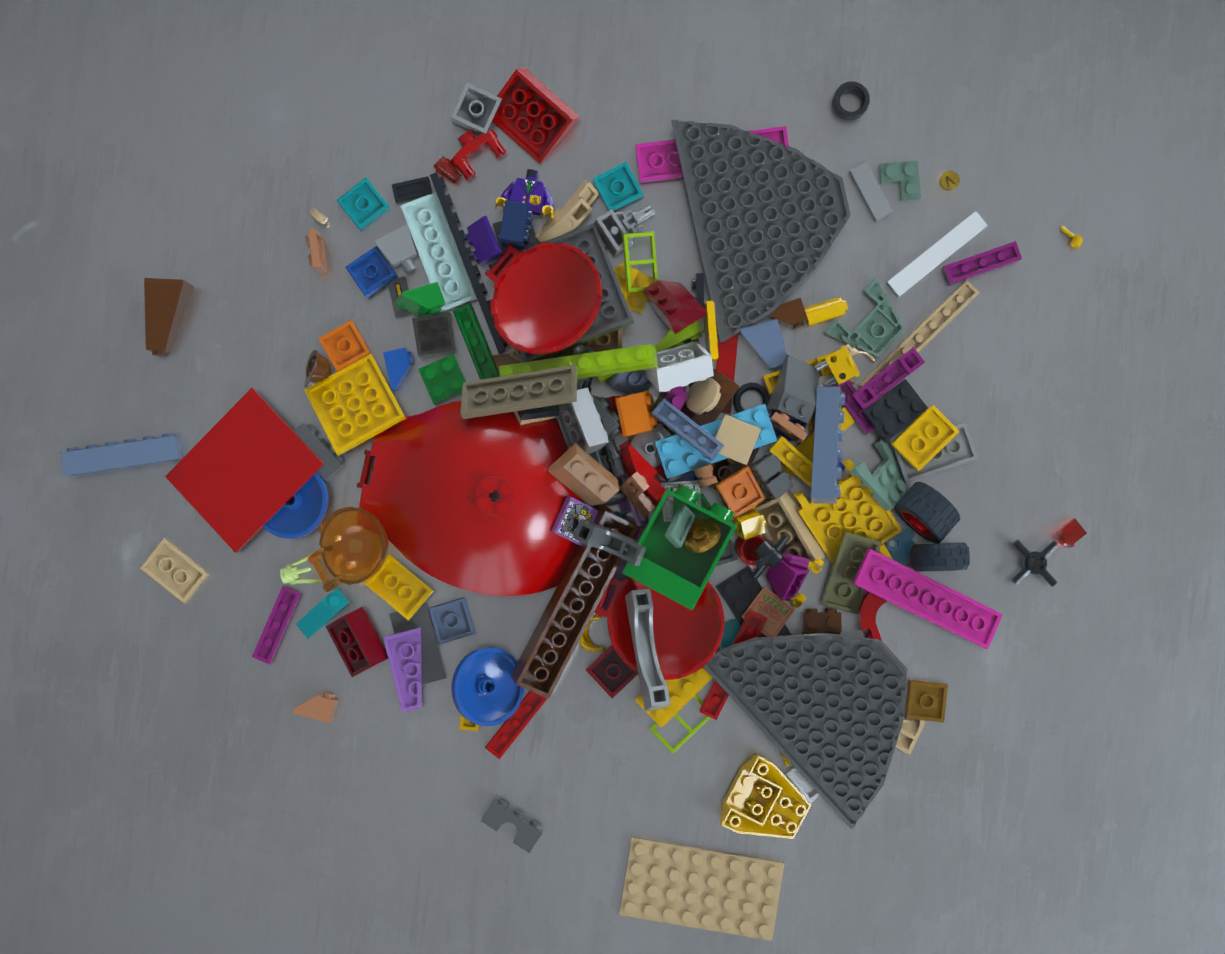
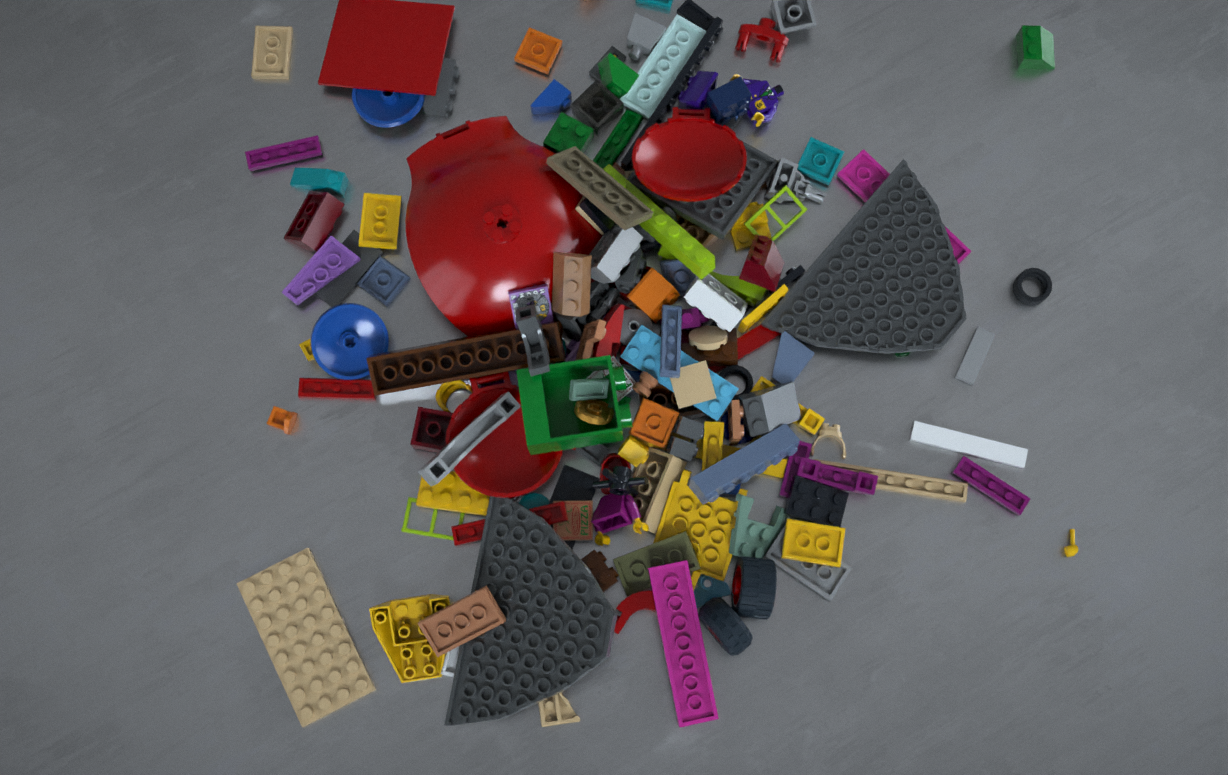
camera: 55 degrees right, 10 degrees down
(291, 573) = (333, 135): yellowish green plant -> none
(317, 368) = (504, 43): reddish brown piece -> none
(319, 708) = (240, 229): nougat slope -> none
(351, 547) = (384, 161): clear orange windscreen -> none
(354, 404) = (498, 87): yellow plate -> none
(371, 271) = (609, 30): blue tile -> none
(446, 169) = (731, 28): clear red cone -> none
(500, 813) = (253, 460): dark grey arch -> none
(509, 785) = (282, 419): none -> orange tile
(533, 115) = (824, 59): red slope -> none
(571, 215) = (771, 140): tan slope -> none
(786, 759) = (462, 621): none -> nougat tile
(790, 314) = (826, 362): reddish brown slope -> none
(825, 310) = (851, 388): yellow brick -> none
(844, 364) = (820, 431): yellow piece -> none
(877, 329) = (867, 440): sand green wing -> none
(906, 174) = (1011, 372): sand green plate -> none
(926, 701) = (598, 709): pearl gold tile -> none
(949, 180) = (1034, 411): clear yellow tile -> none
(1027, 562) = (790, 714): black bar -> none
(1070, 533) = (829, 727): clear red bracket -> none

